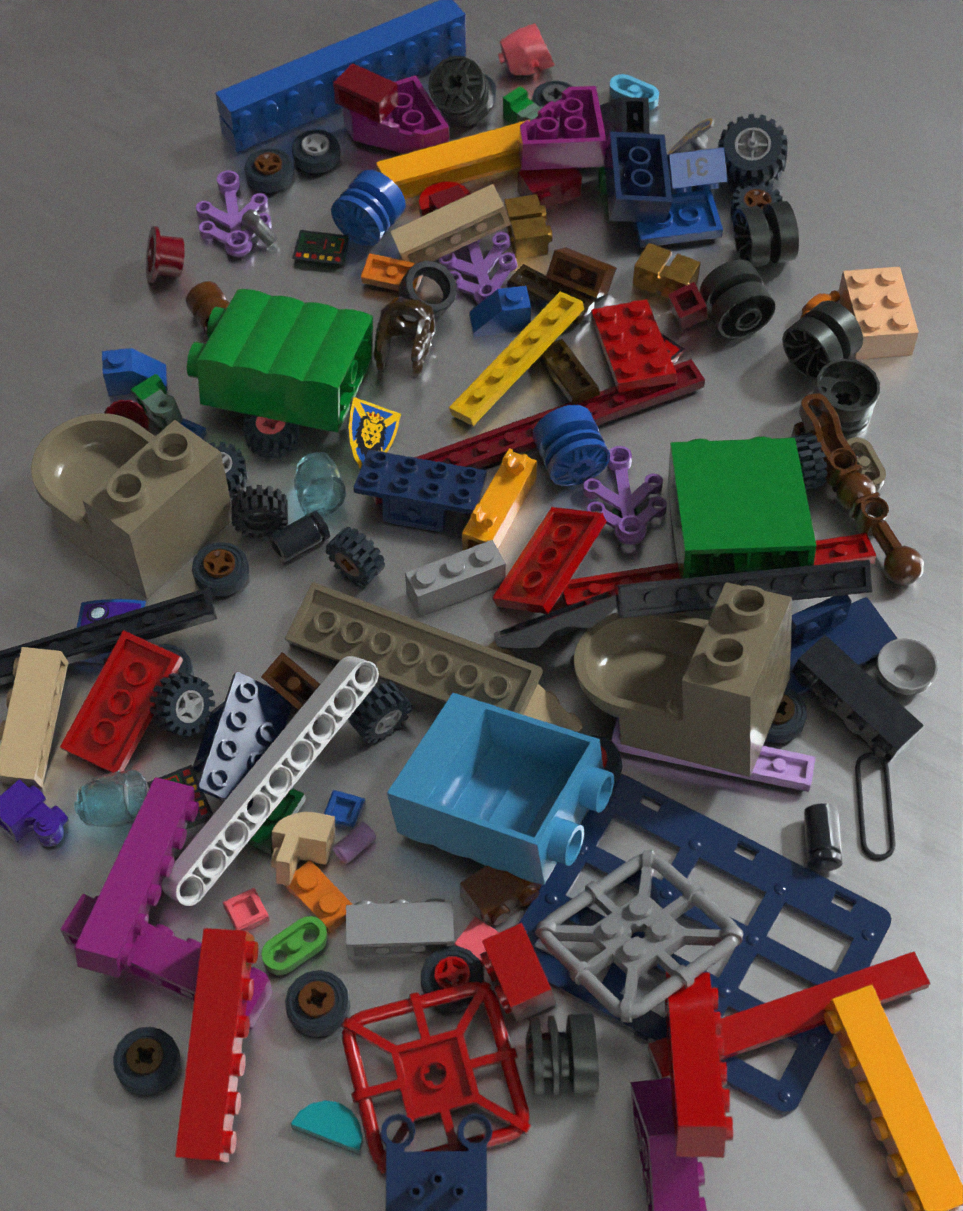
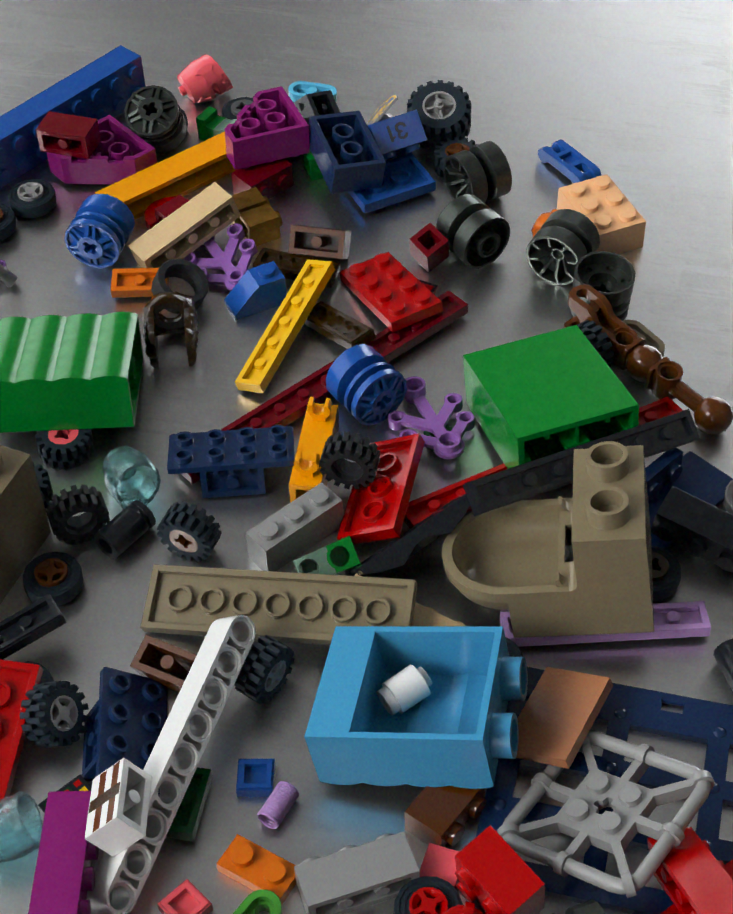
camera: 15 degrees left, 10 degrees down
(208, 810) = (118, 807): none -> white brick
(298, 838) = (221, 815): tan brick -> none
(321, 247) = (62, 276): piece -> none
(370, 429) = (164, 415): shield -> none
(474, 619) = (329, 559): none -> leg
(498, 769) = (404, 689): none -> white brick
(525, 524) = (359, 450): none -> black tyre
(632, 833) = (560, 715): none -> nougat tile
(655, 276) = (386, 233): pearl gold piece -> none
(871, 239) = (568, 161): none -> blue plate

